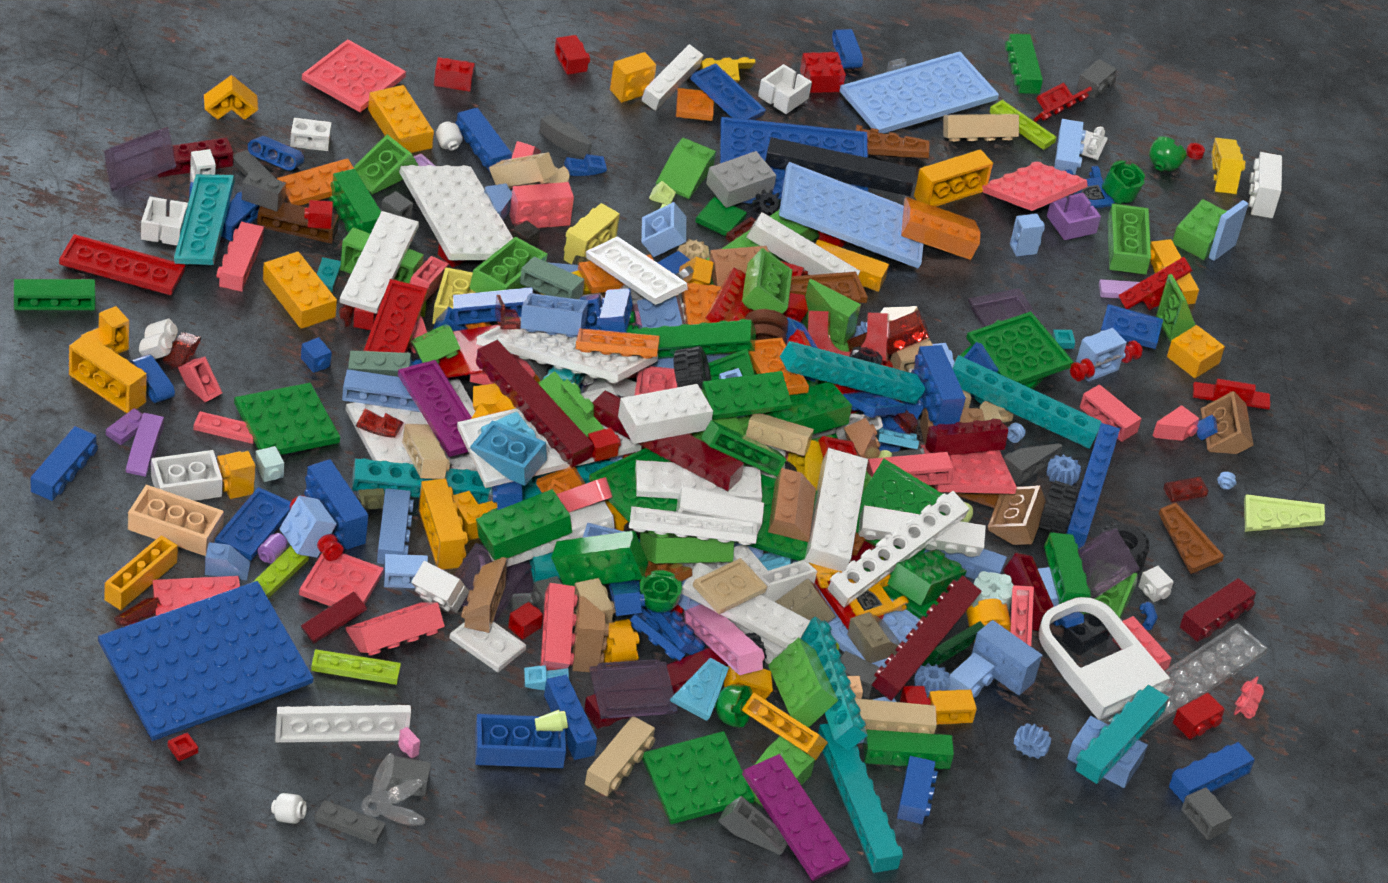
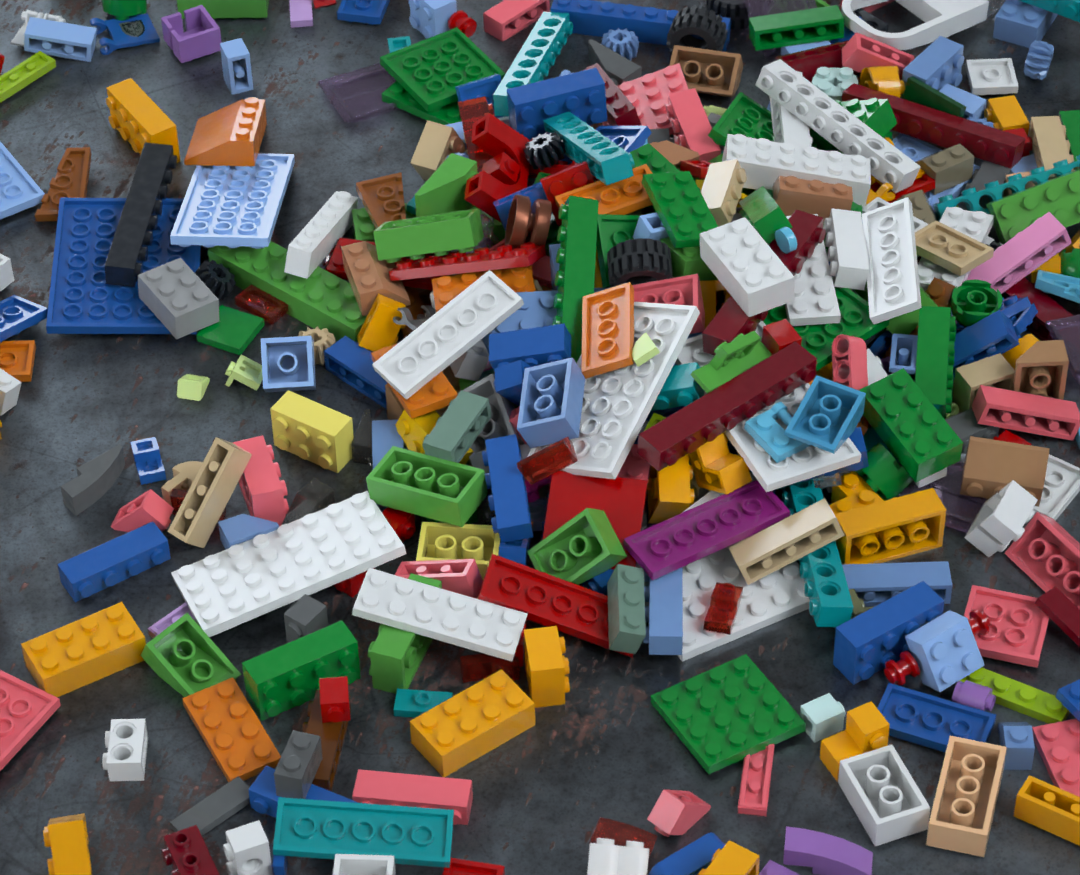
camera: 85 degrees left, 0 degrees up
(267, 153) = (179, 783): blue beam -> none
(316, 355) = (598, 692): blue brick -> none
(338, 323) = (546, 666): none -> light orange brick
(401, 569) = (966, 564): light blue brick -> none
(449, 136) = (111, 593): white head -> none
(586, 353) = (644, 350): none -> yellowish green tile
(687, 167) = (144, 361): bright green slope -> none
(696, 441) = (786, 240): none -> medium azure tile
(846, 338) = (502, 168): none -> red brick
(872, 271) = (311, 199): light orange brick -> none
(981, 125) = (31, 107): tan brick -> none
(1016, 710) = (991, 76): none -> white plate
(1034, 186) = (149, 54): coral plate -> none

